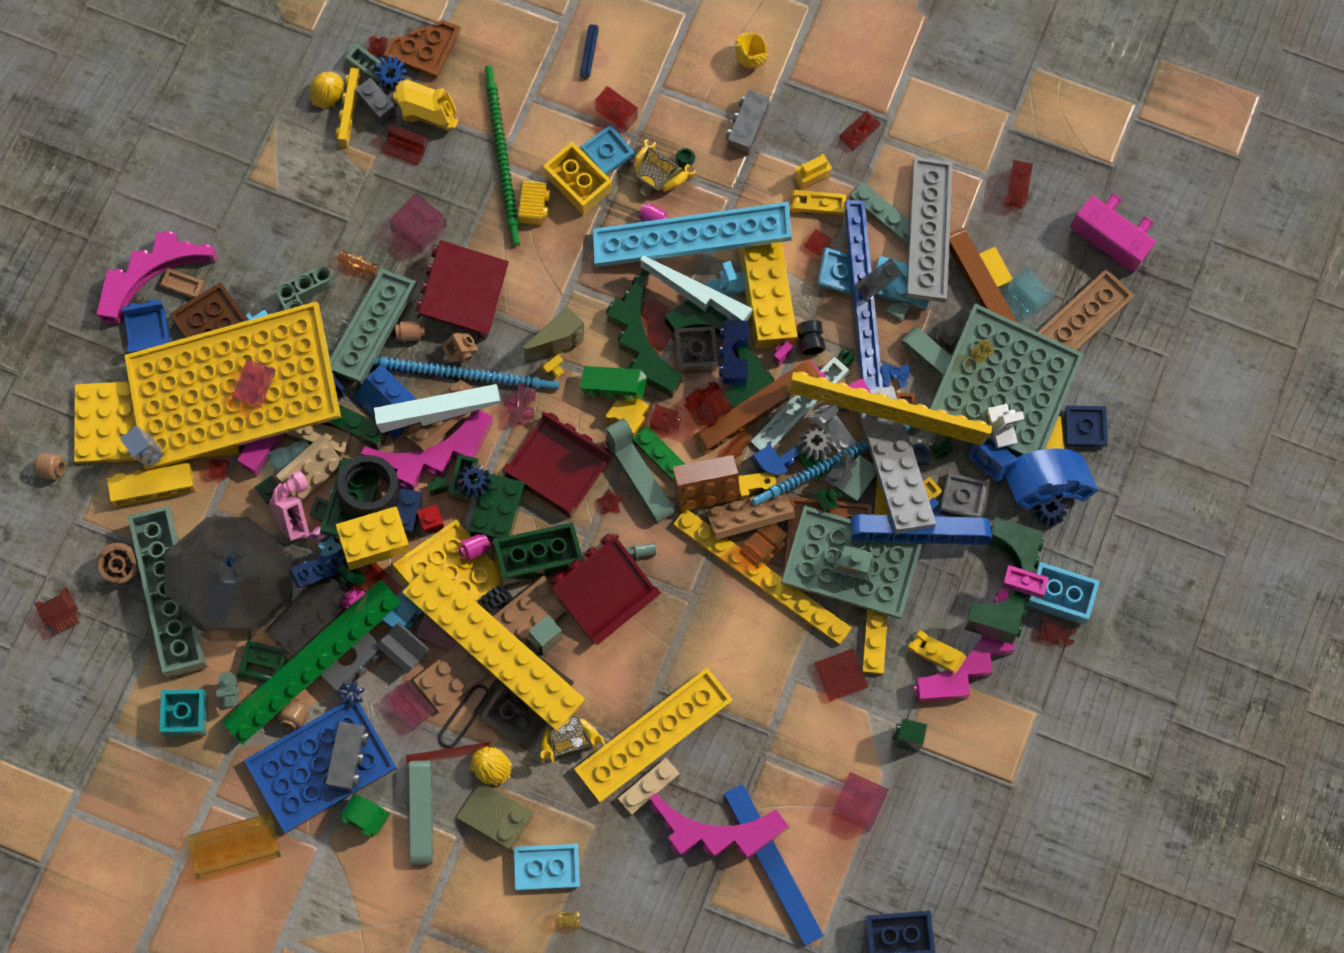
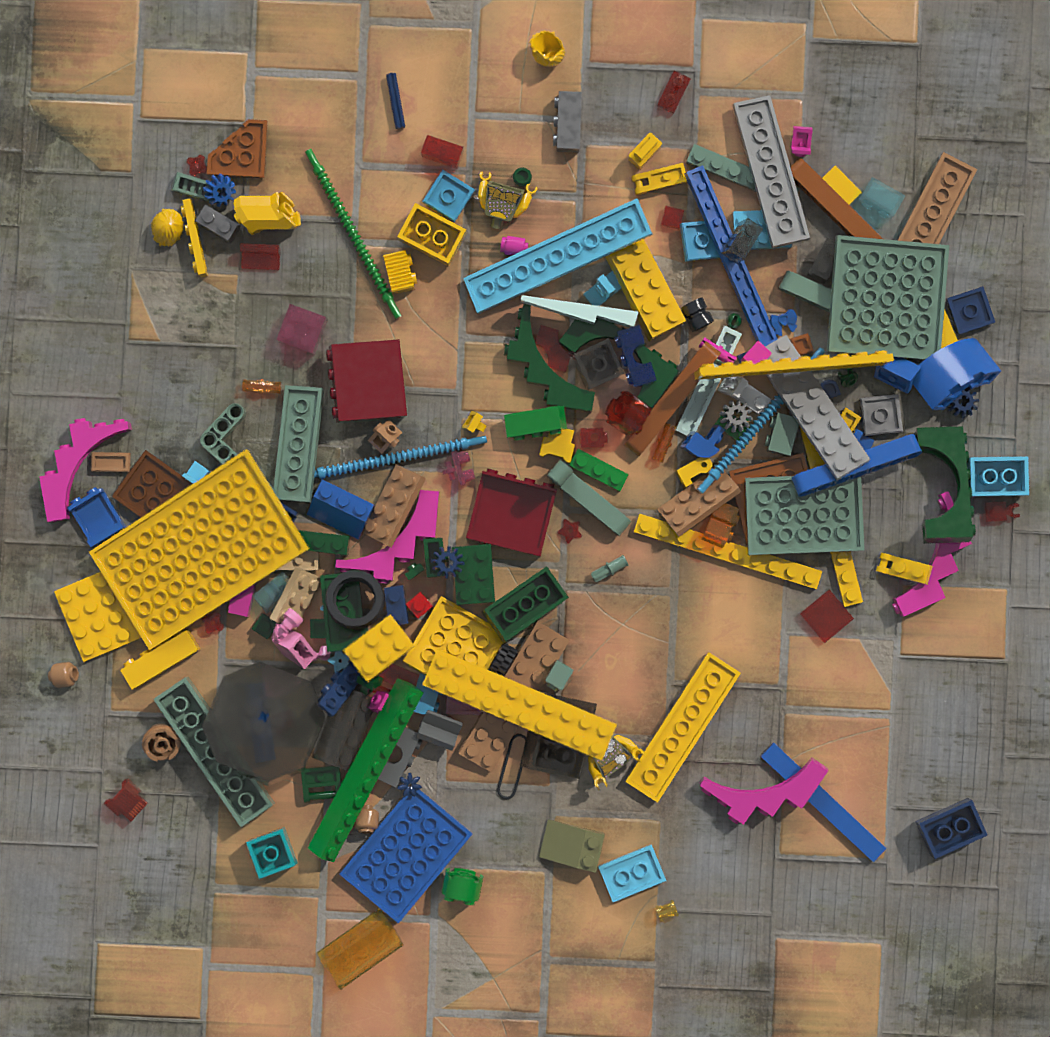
camera: 20 degrees left, 15 degrees up
(142, 447) = (142, 636): sand blue brick -> none
(228, 689) = (302, 820): sand green hips -> none
(253, 383) = (218, 544): clear pink plate -> none
(347, 757) = (428, 842): flat silver brick -> none
(409, 705) = (463, 775): clear pink plate -> none
(410, 331) = (334, 435): nougat brick -> none
(421, 812) = (507, 864): sand green beam -> none
(435, 408) = (388, 506): light aqua slope -> none
(446, 752) = (511, 803): clear red bar -> none
(473, 547) = (467, 618): dark pink brick -> none
(491, 766) = (552, 803): yellow hair -> none
(556, 337) = (471, 393): olive slope -> none
(603, 588) = (596, 615): dark red panel -> none
(647, 786) = (693, 772): tan plate -> none
(706, 483) = (652, 487): dark orange brick -> none
(781, 353) = (675, 337): dark pink plate -> none
(828, 499) = (764, 464): dark green tile -> none
(840, 475) = (767, 438): dark grey plate -> none
(853, 563) = (807, 519): sand green torso -> none
(859, 801) = (880, 723): clear pink brick -> none
(898, 310) = (766, 258): sand green tile -> none
(909, 735) = (904, 652): dark green brick -> none
(969, 213) = (801, 141): none -> dark pink bracket
(988, 351) = (864, 276): clear yellow bush -> none
(1003, 424) = (898, 341): white bracket -> none
(1018, 184) = (837, 96): clear red brick -> none
(1025, 582) = (965, 484): dark pink plate -> none
(1114, 233) = (941, 116): dark pink piece -> none

